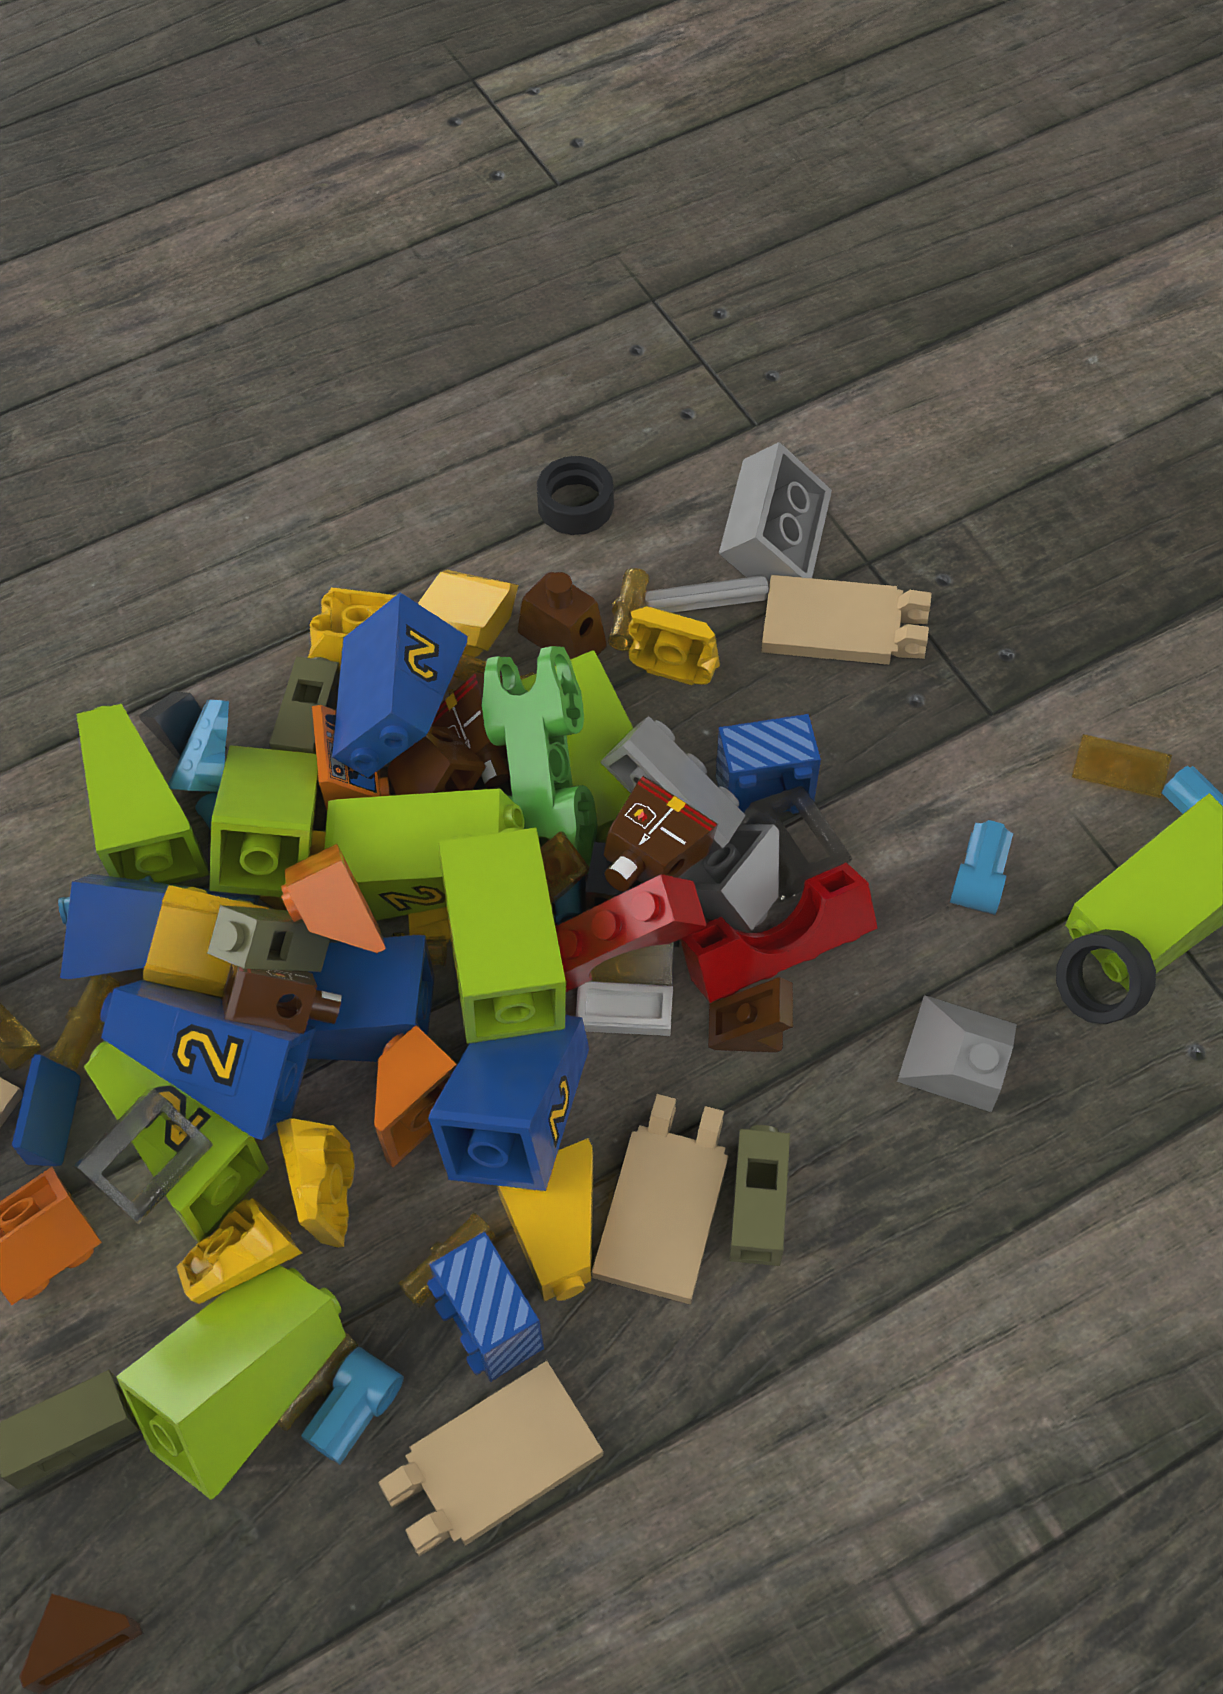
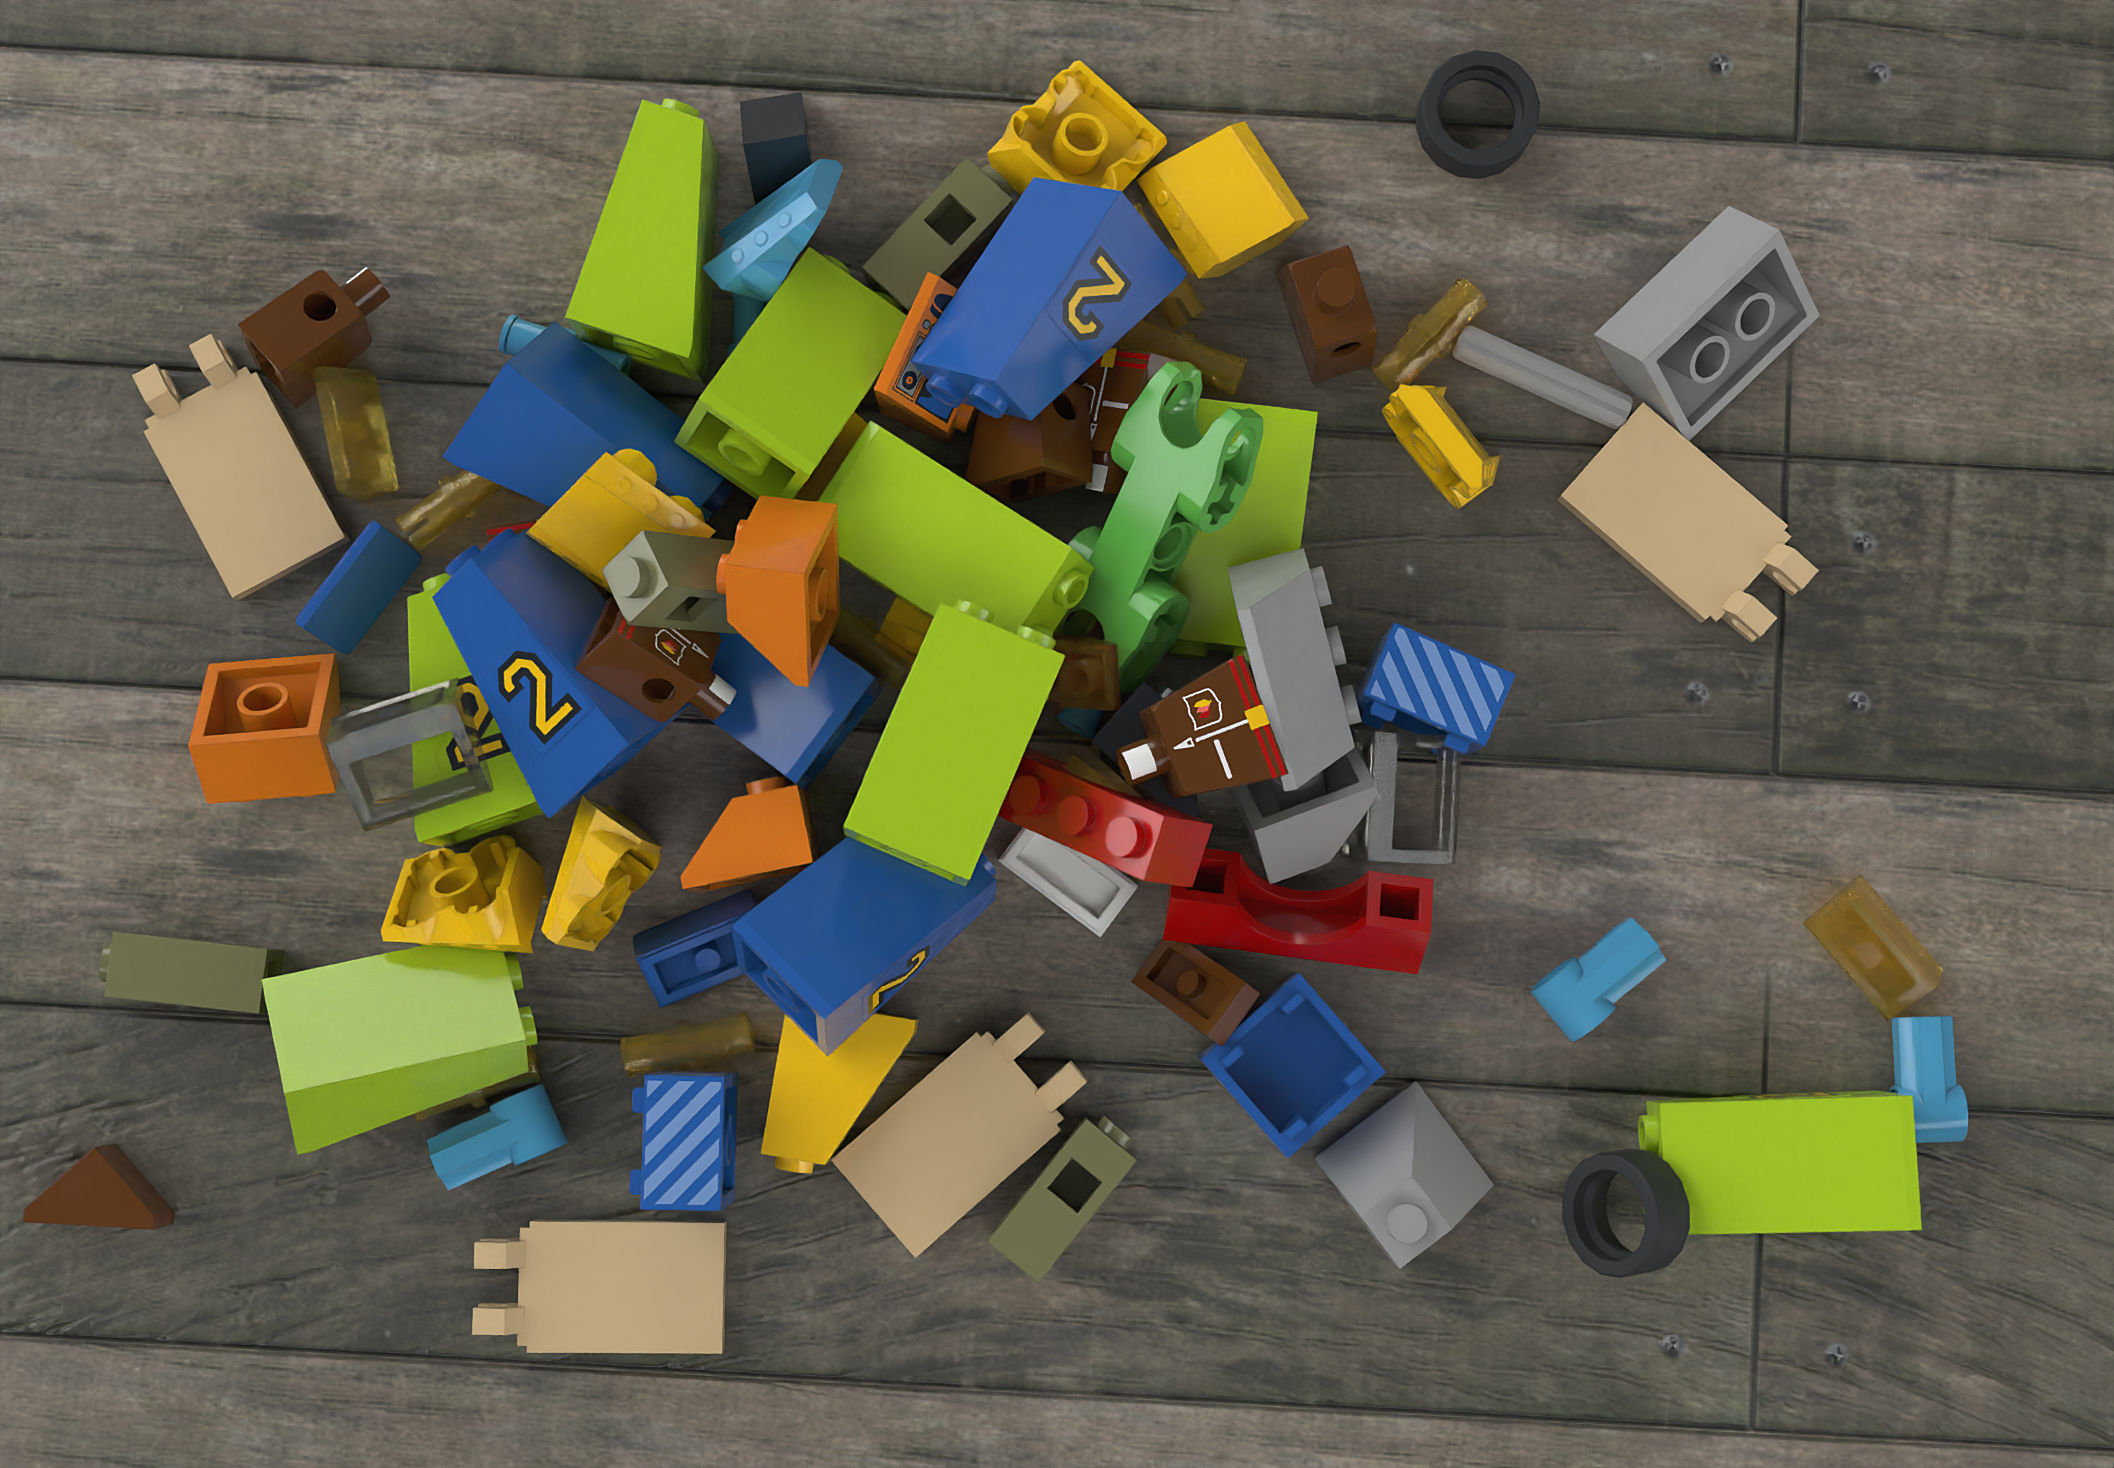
camera: 30 degrees right, 25 degrees up
(415, 1200) = (692, 949): none -> blue slope
(841, 1025) = (1292, 1064): none -> blue container

